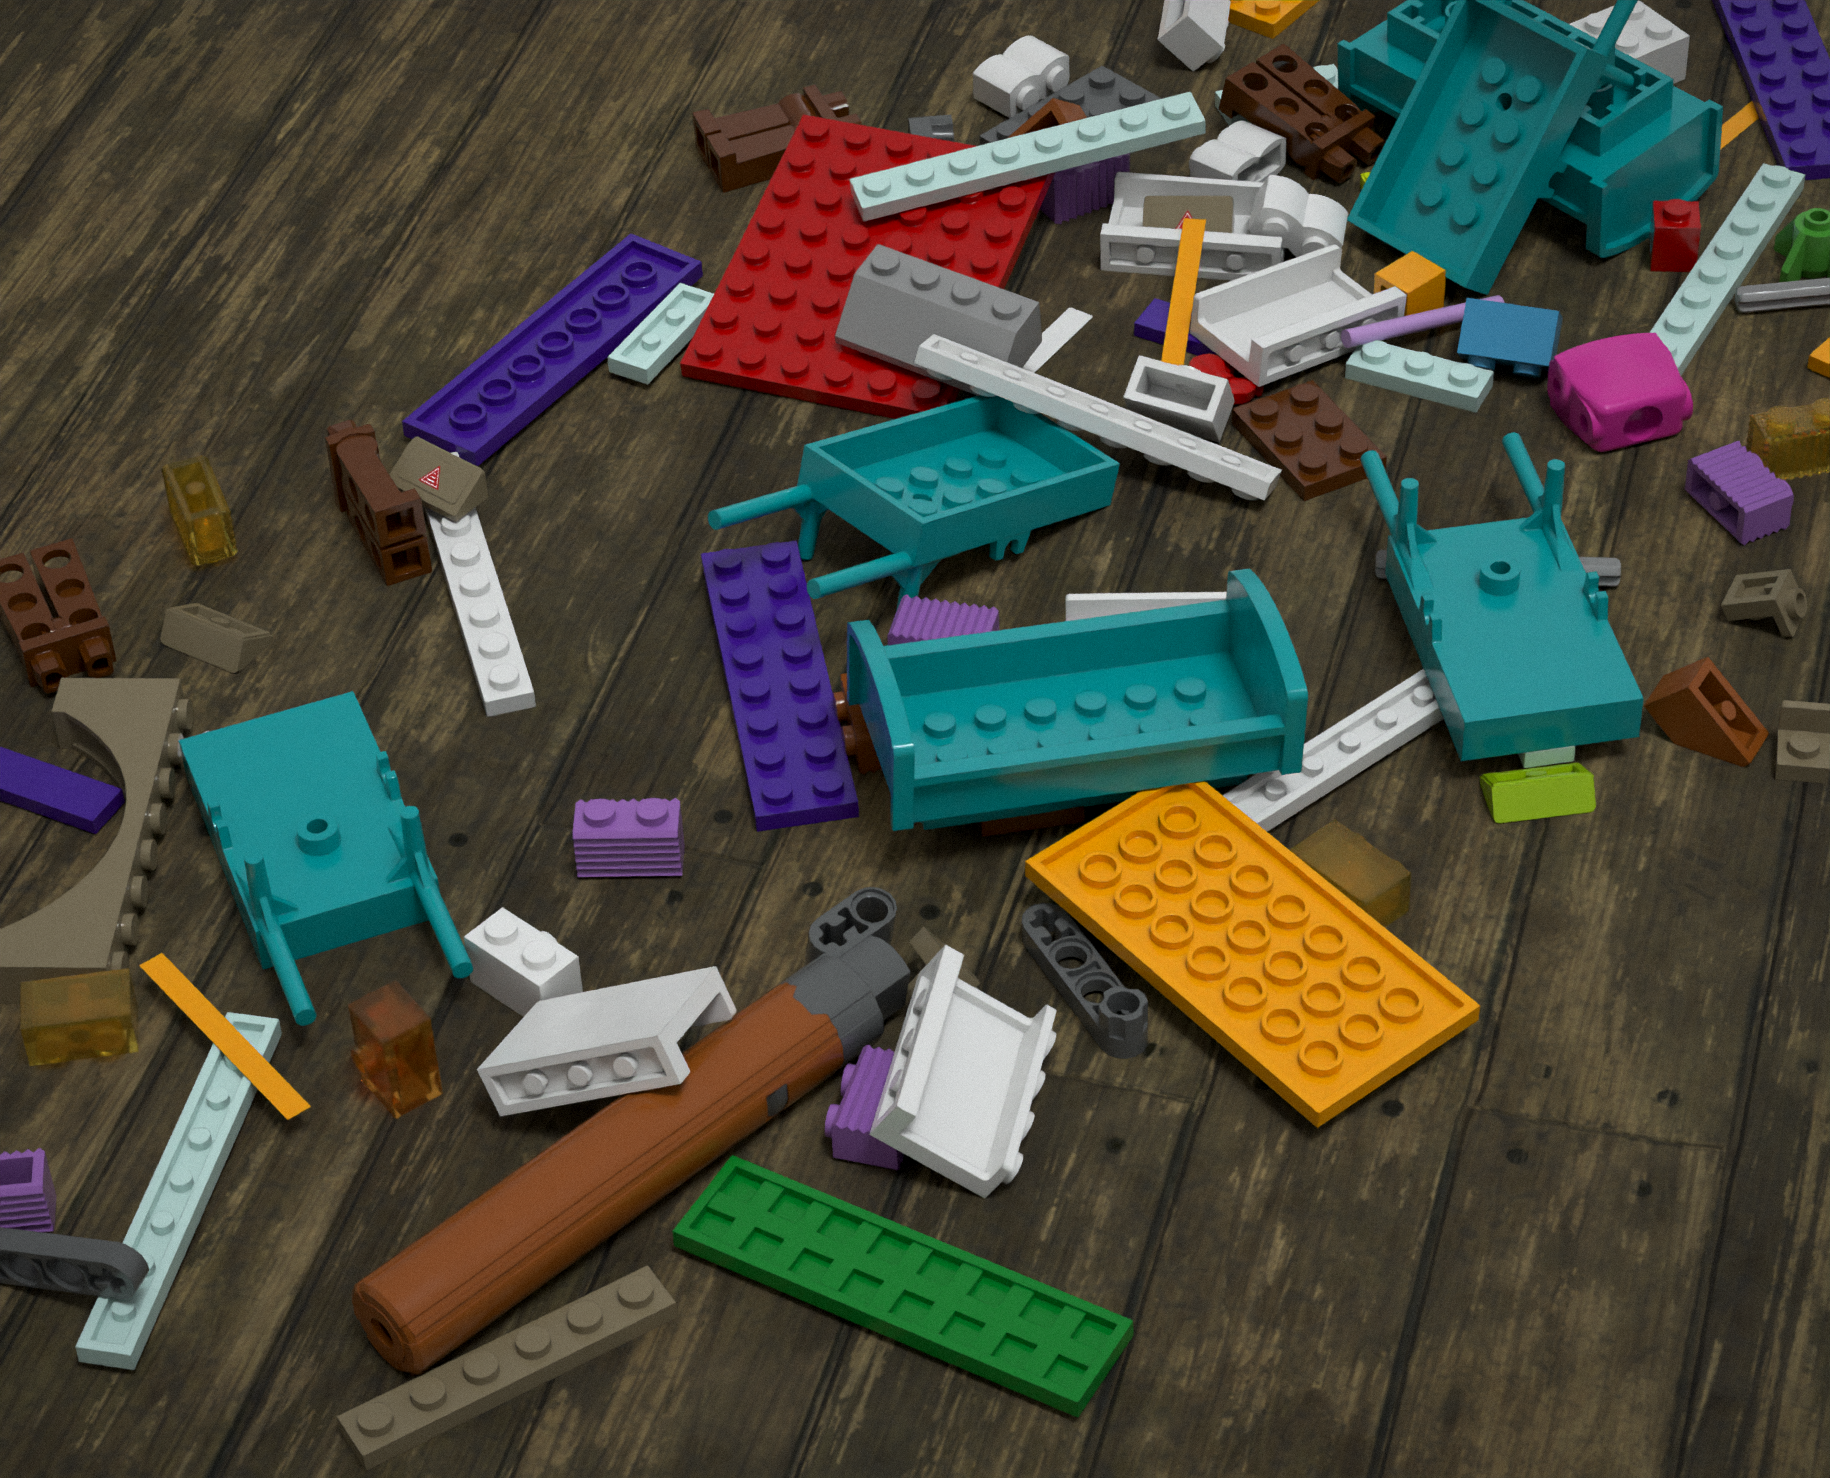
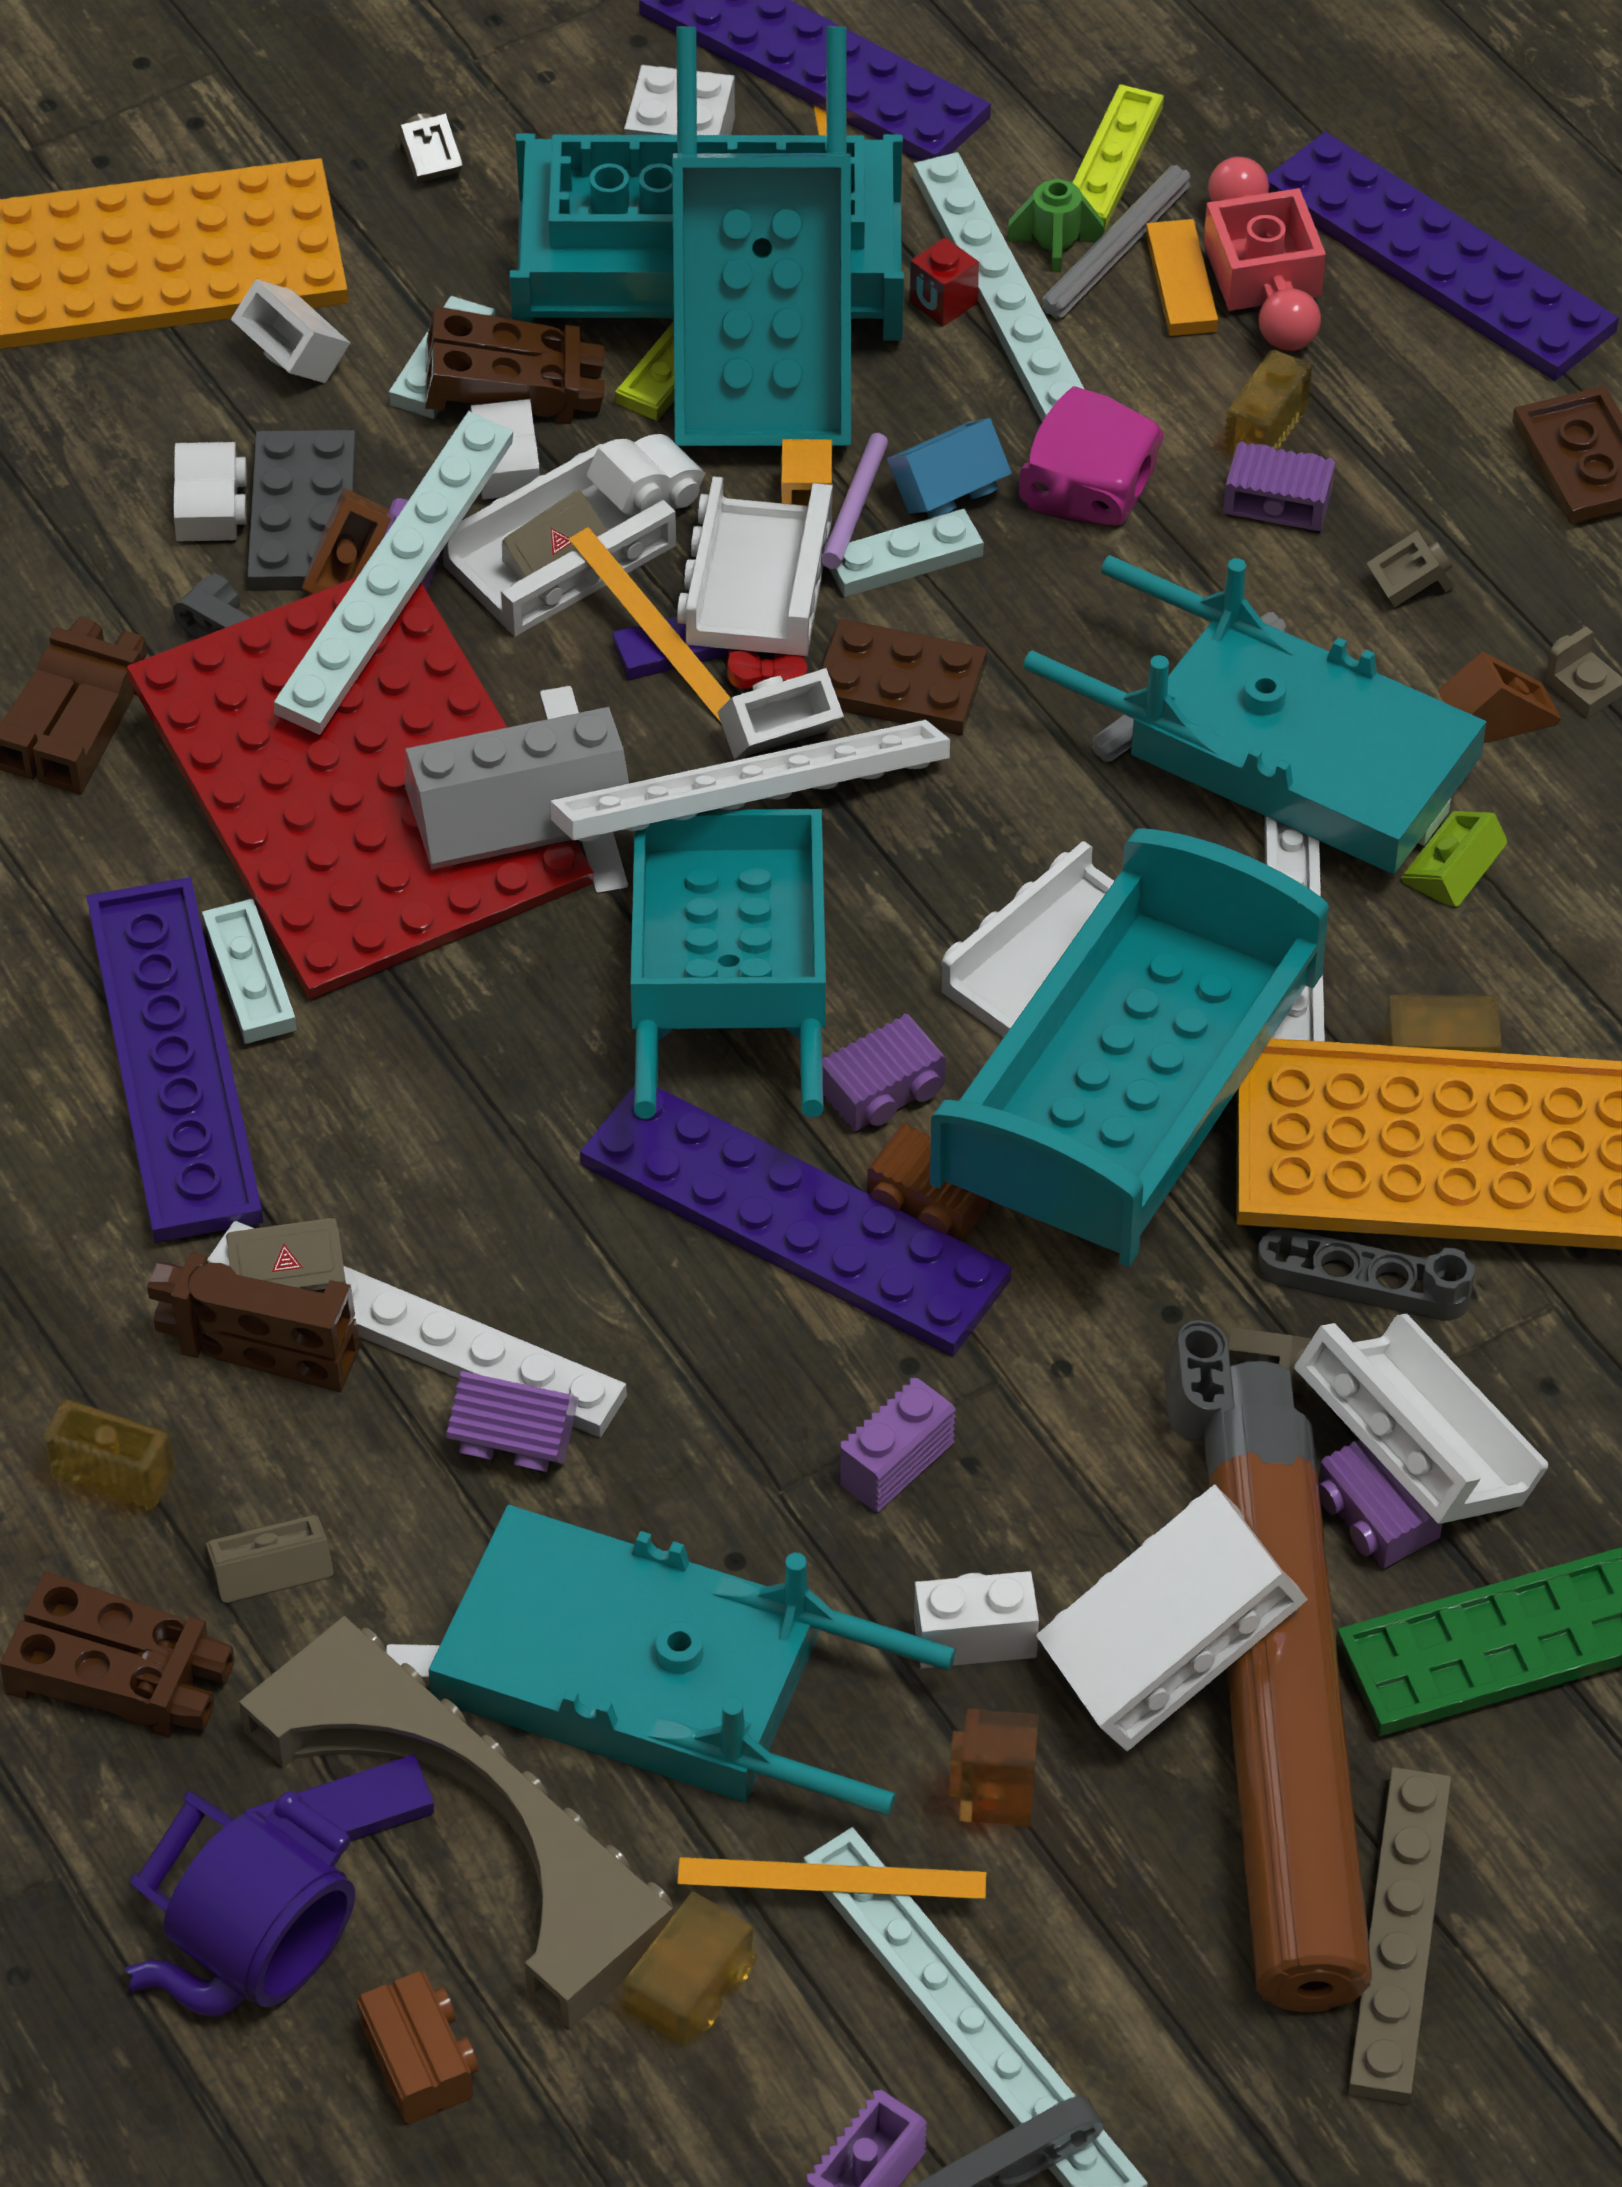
camera: 50 degrees left, 10 degrees up
(432, 655) = (511, 1419): none -> medium lavender brick

